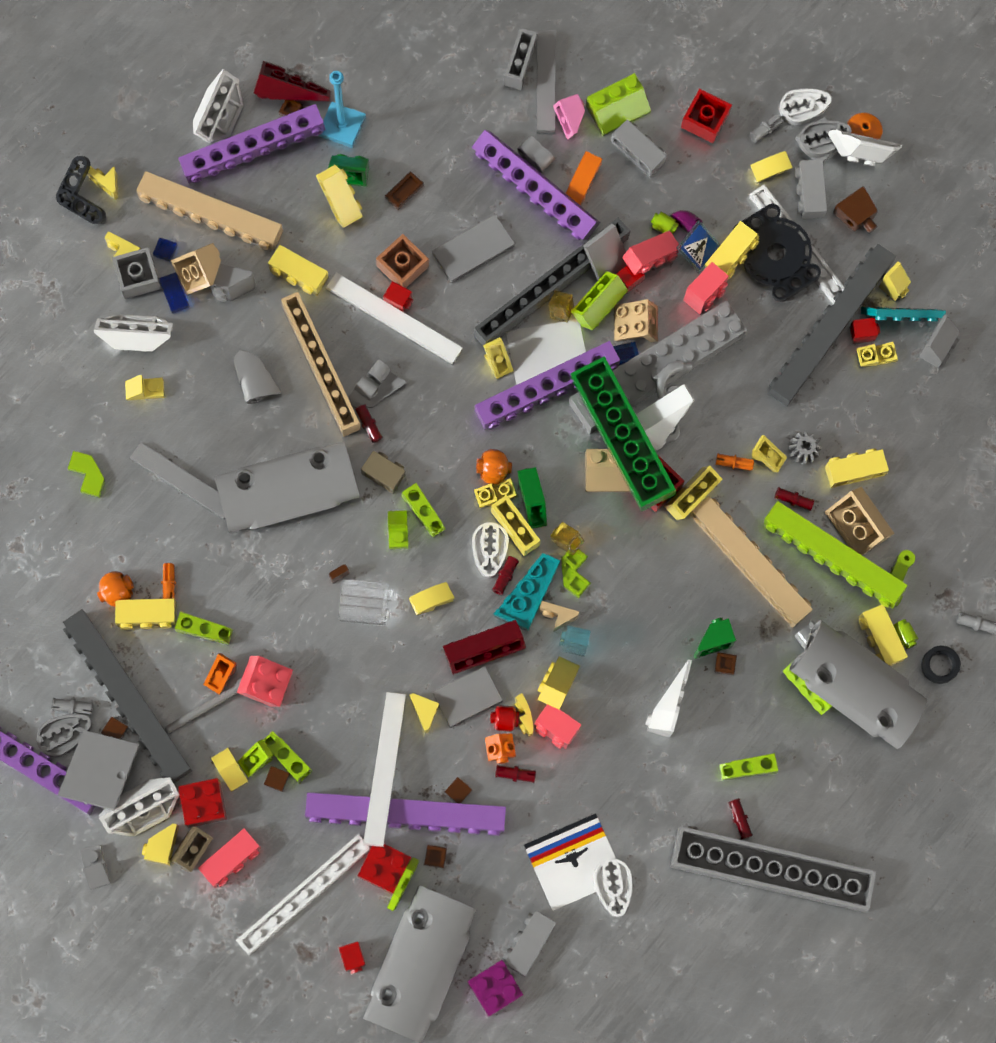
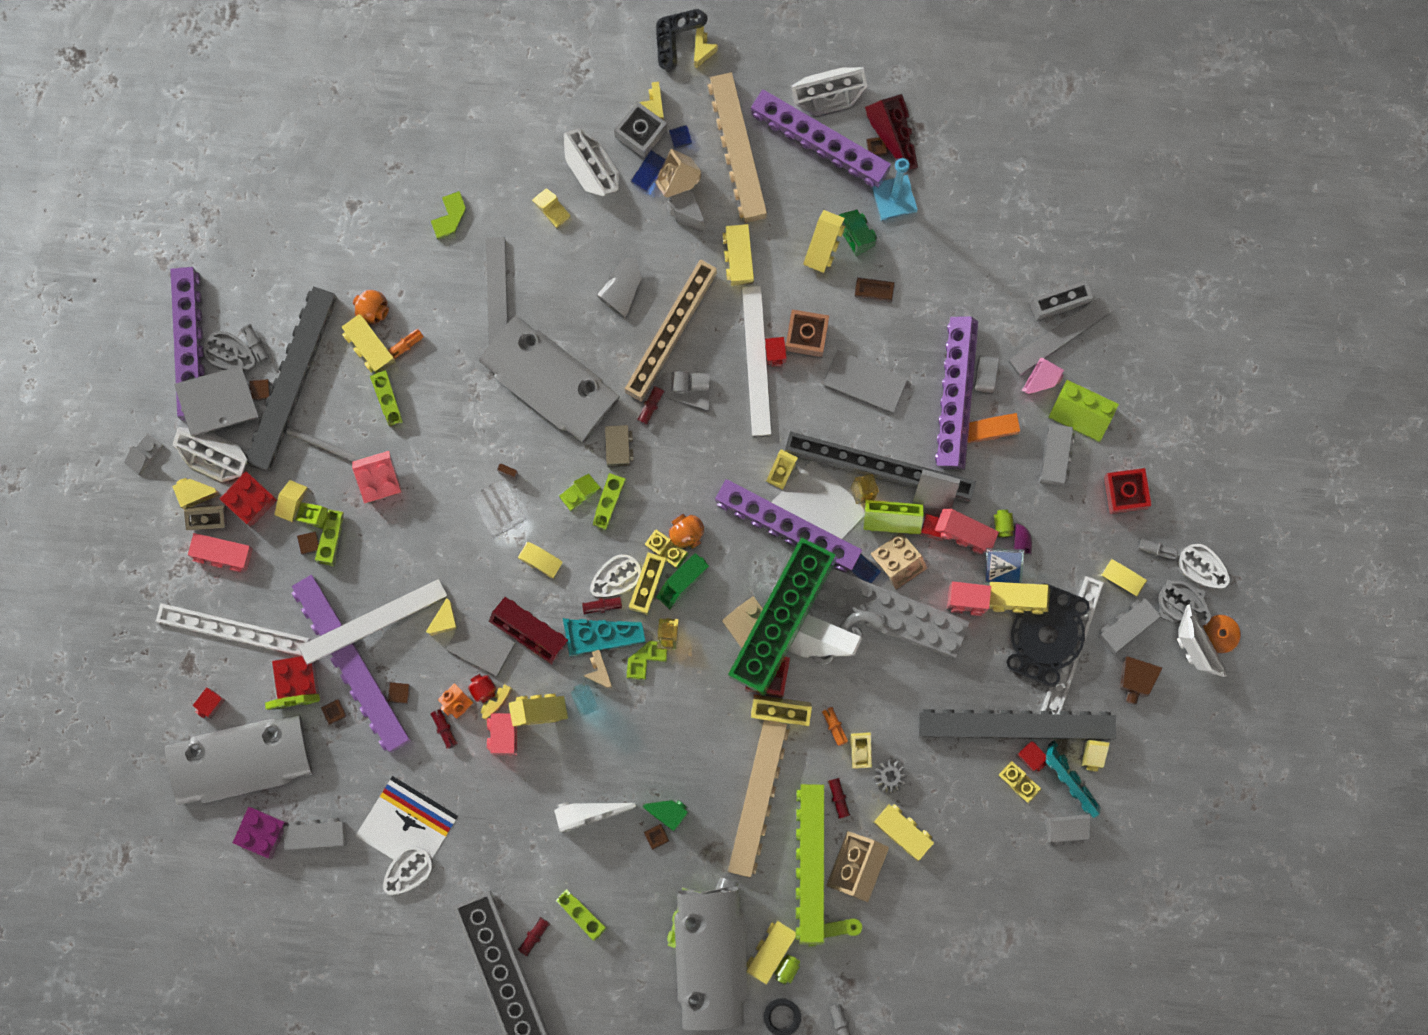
camera: 60 degrees right, 5 degrees up
(220, 673) = (359, 438): orange slope -> none

